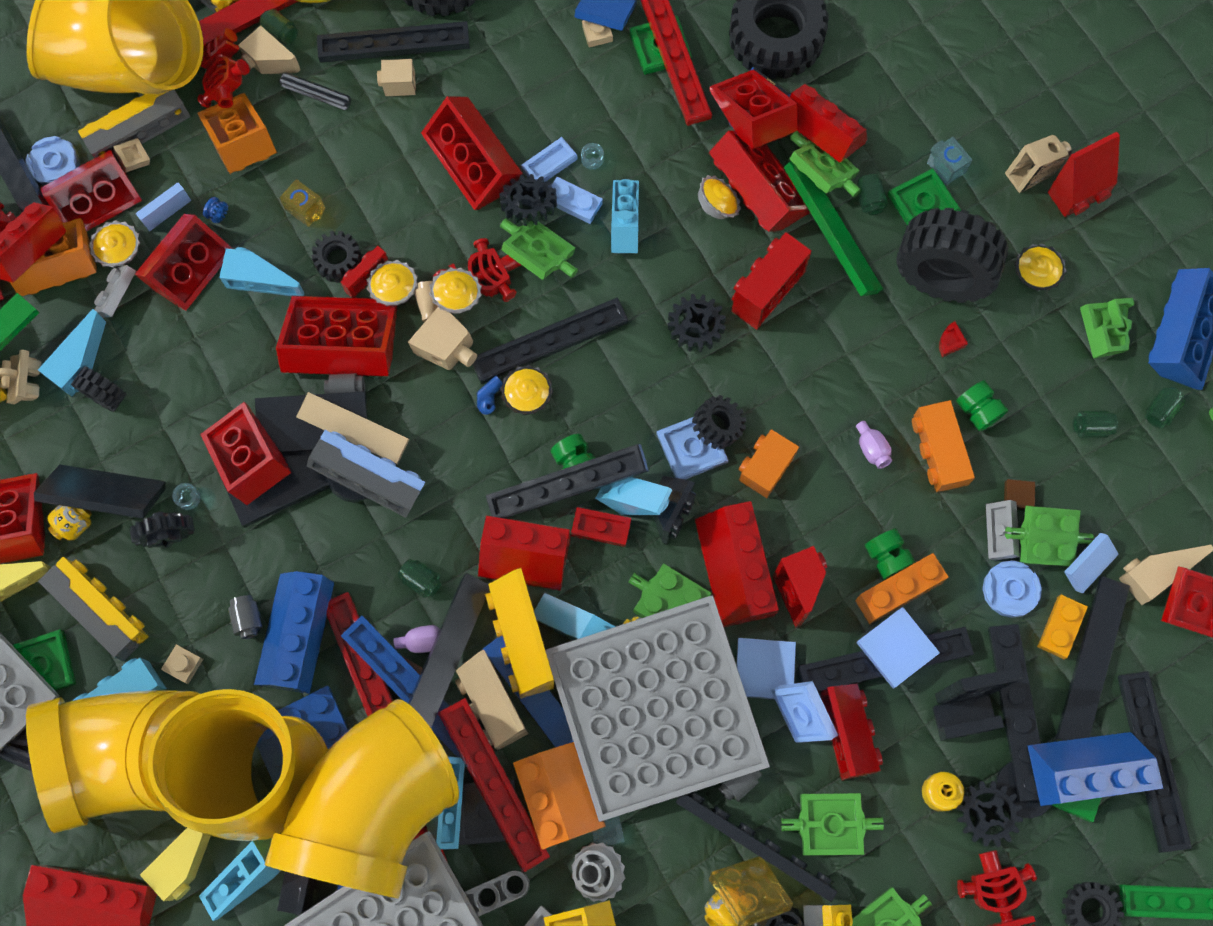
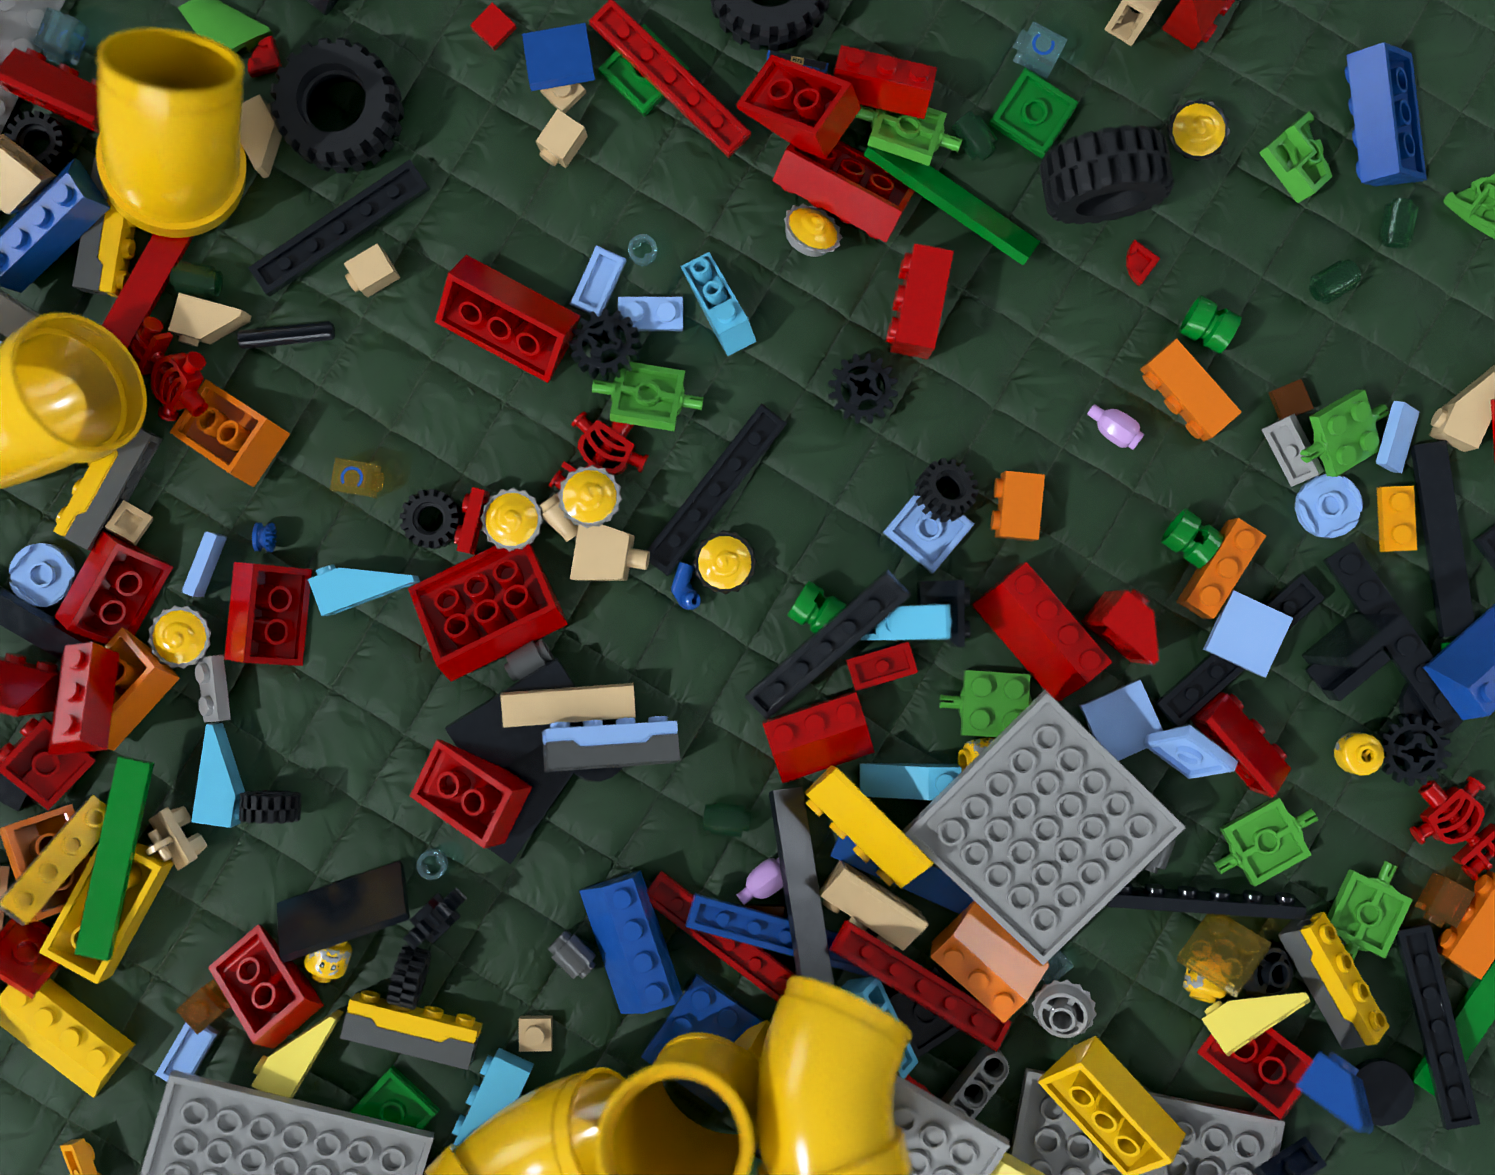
camera: 35 degrees left, 15 degrees up
(116, 564) = (409, 977): none -> black tyre
(577, 58) = (561, 139): none -> tan brick

